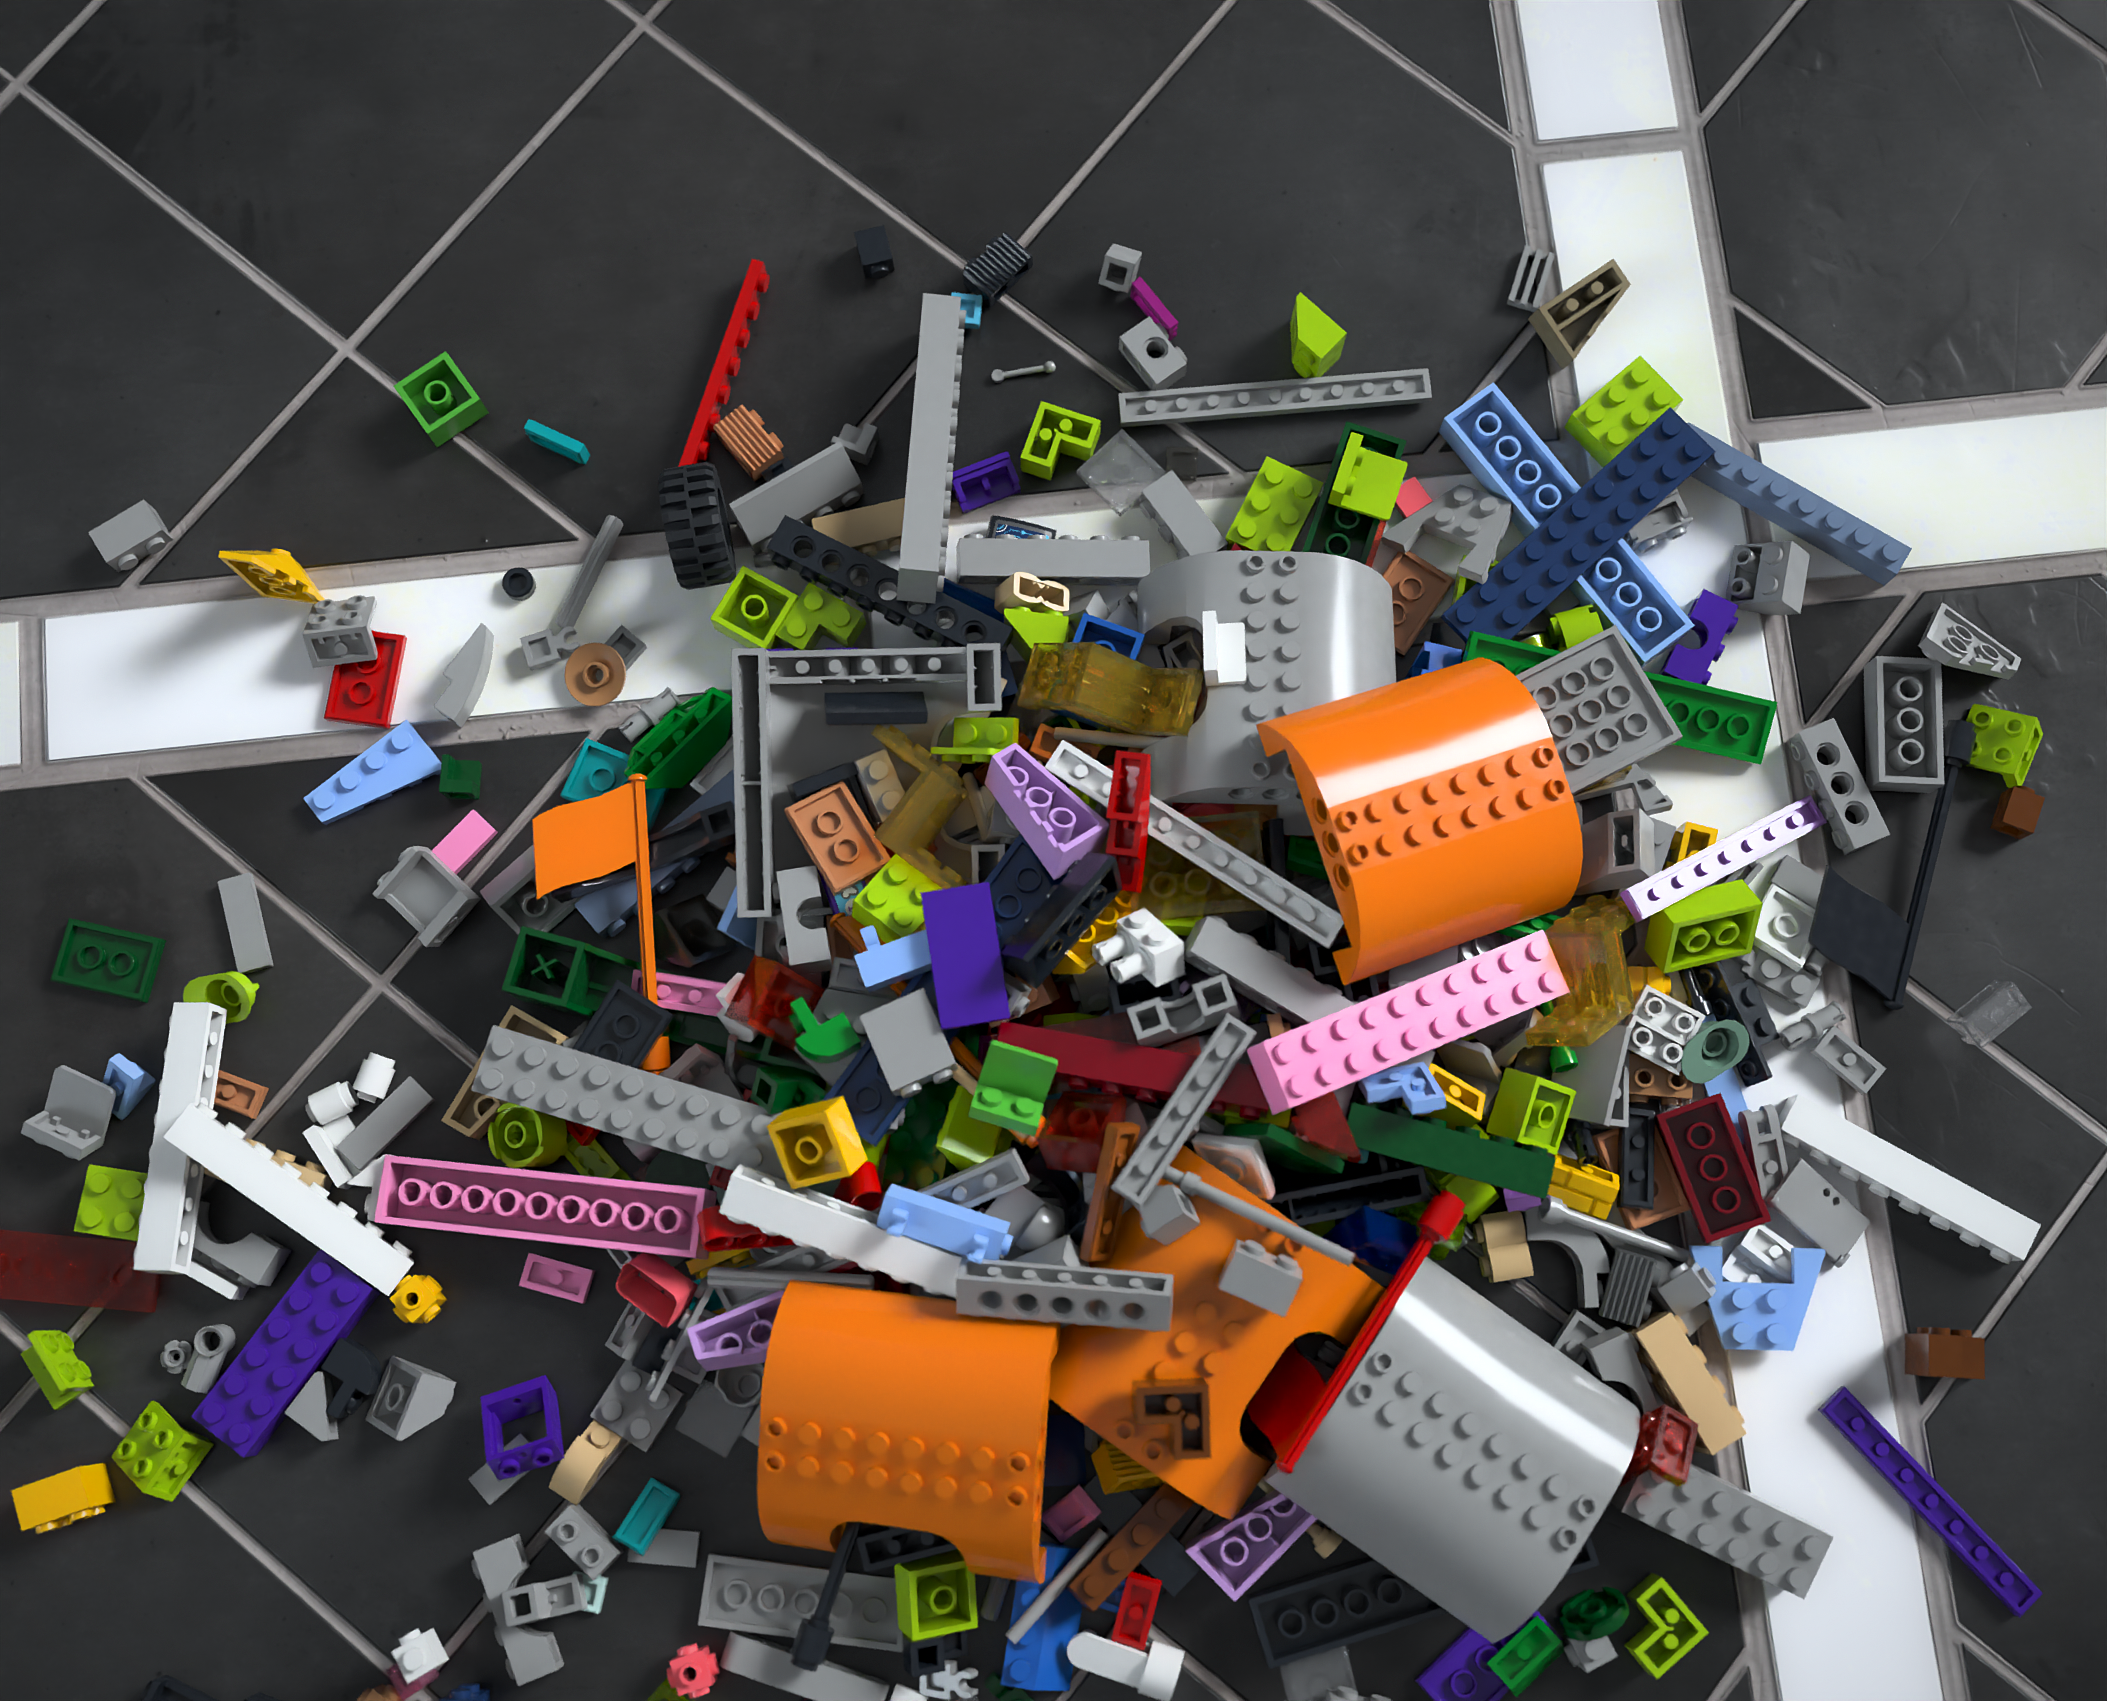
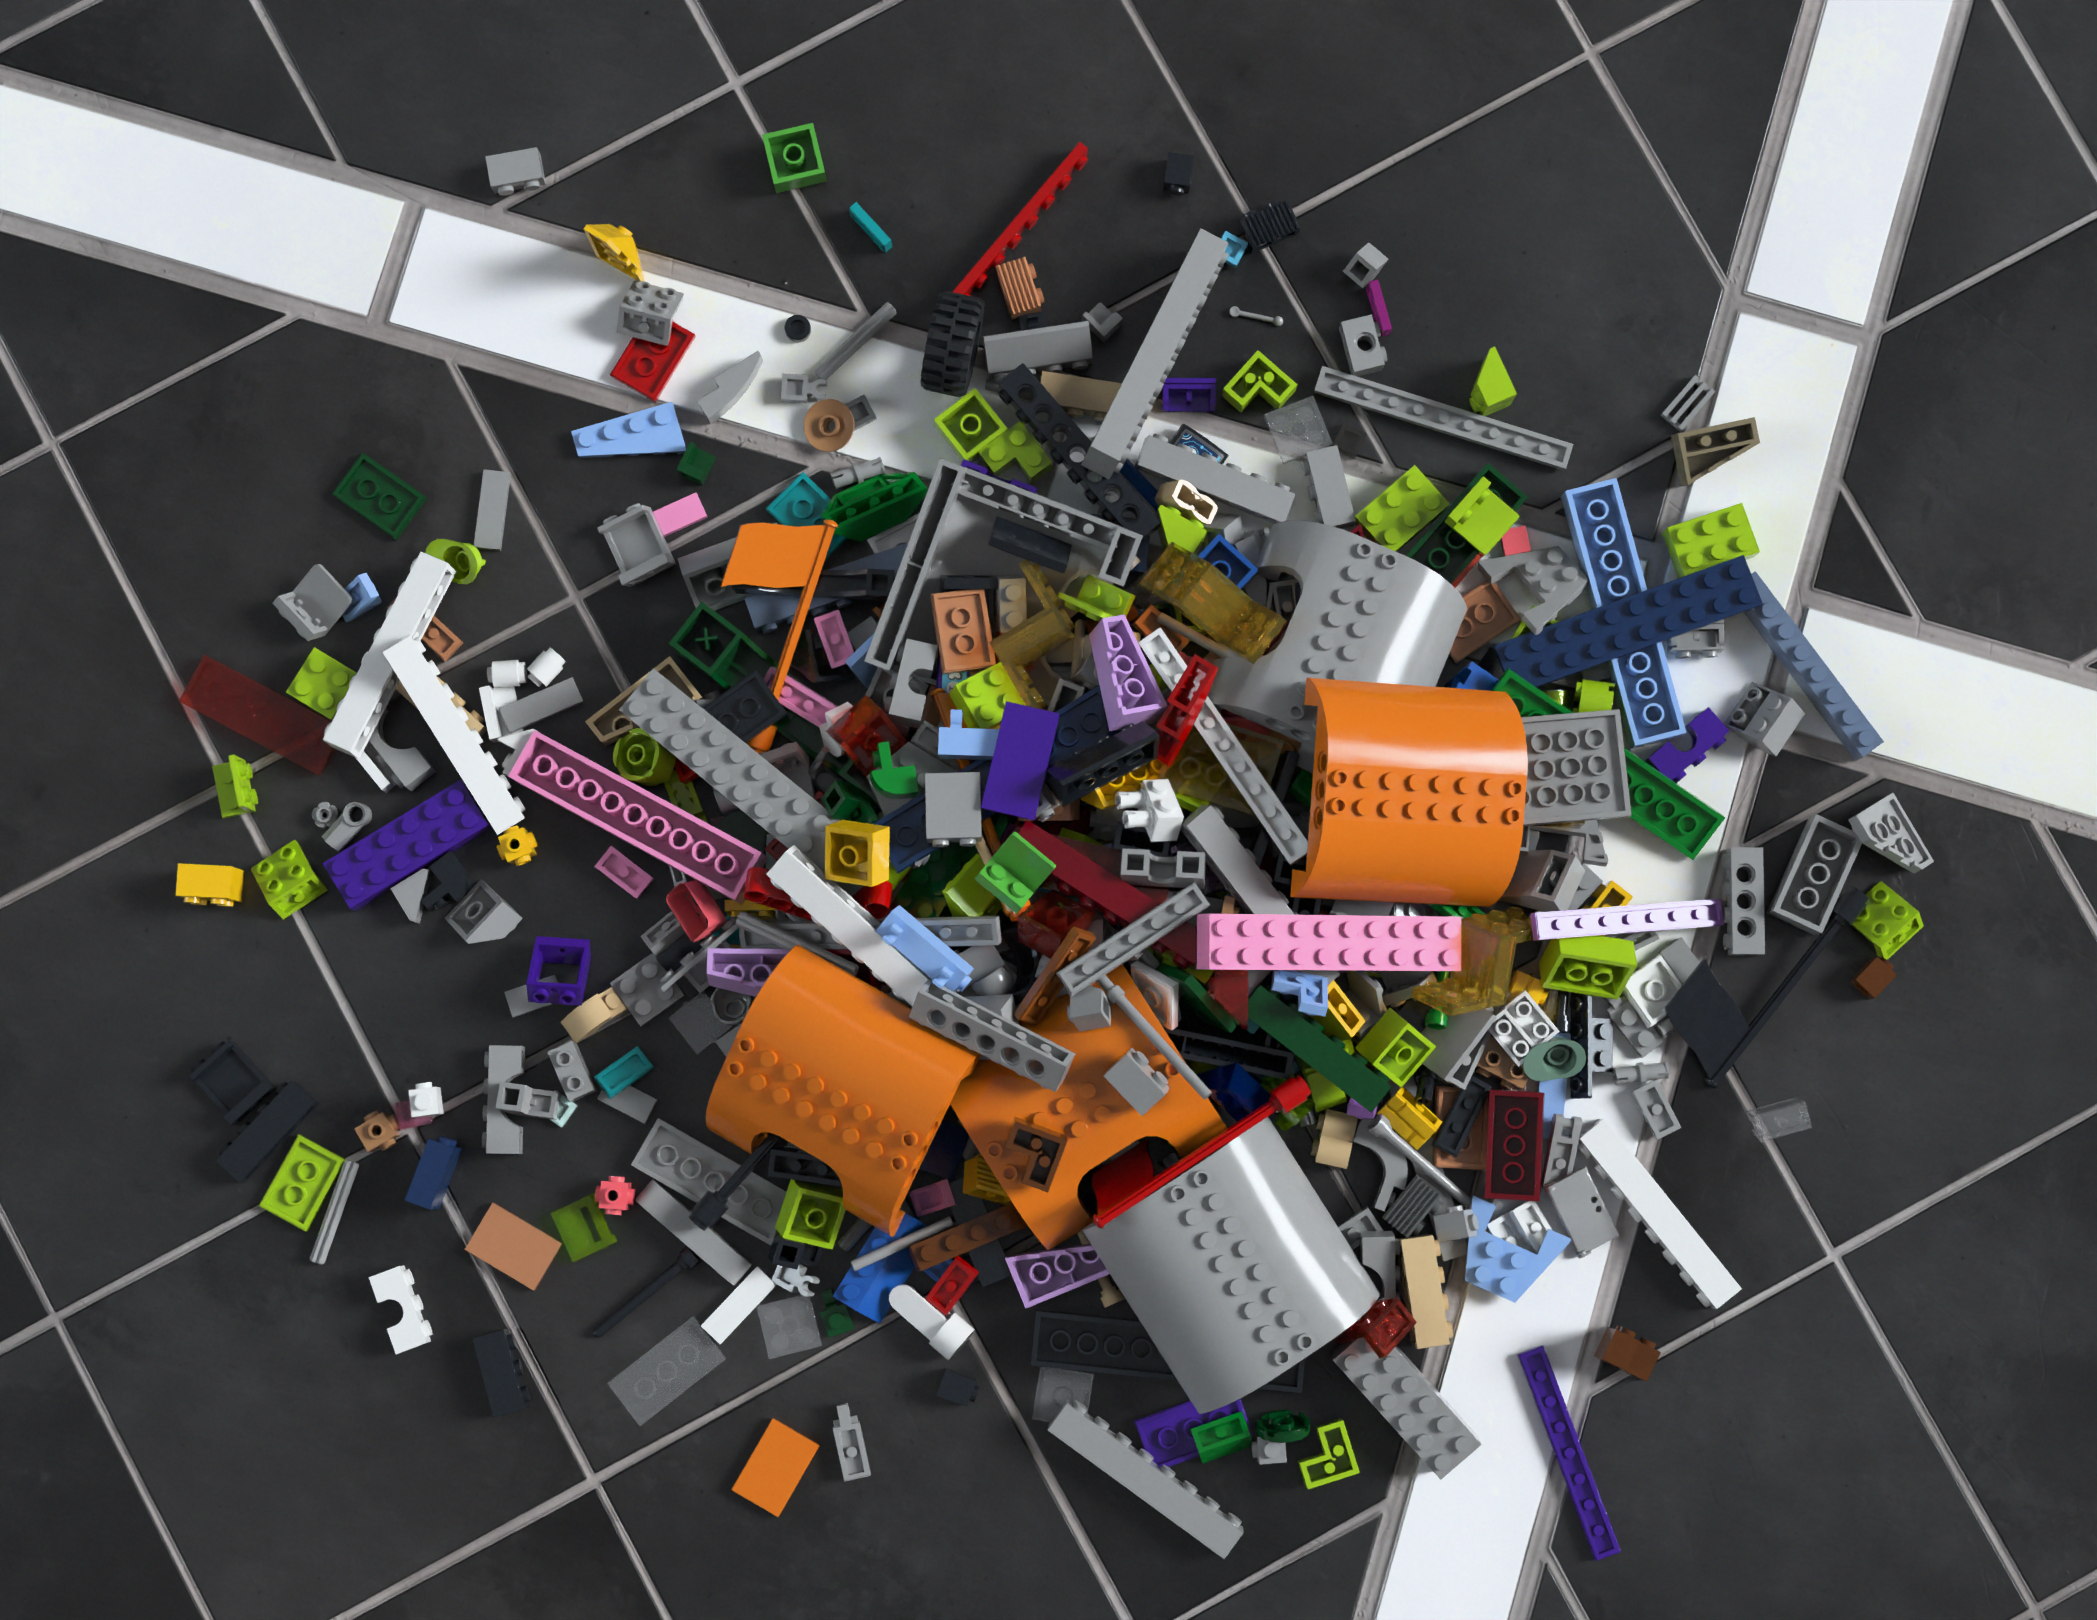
camera: 20 degrees right, 5 degrees up
(694, 907) = (834, 638): none -> bright pink plate
(1223, 651) = (1308, 609): white panel -> none

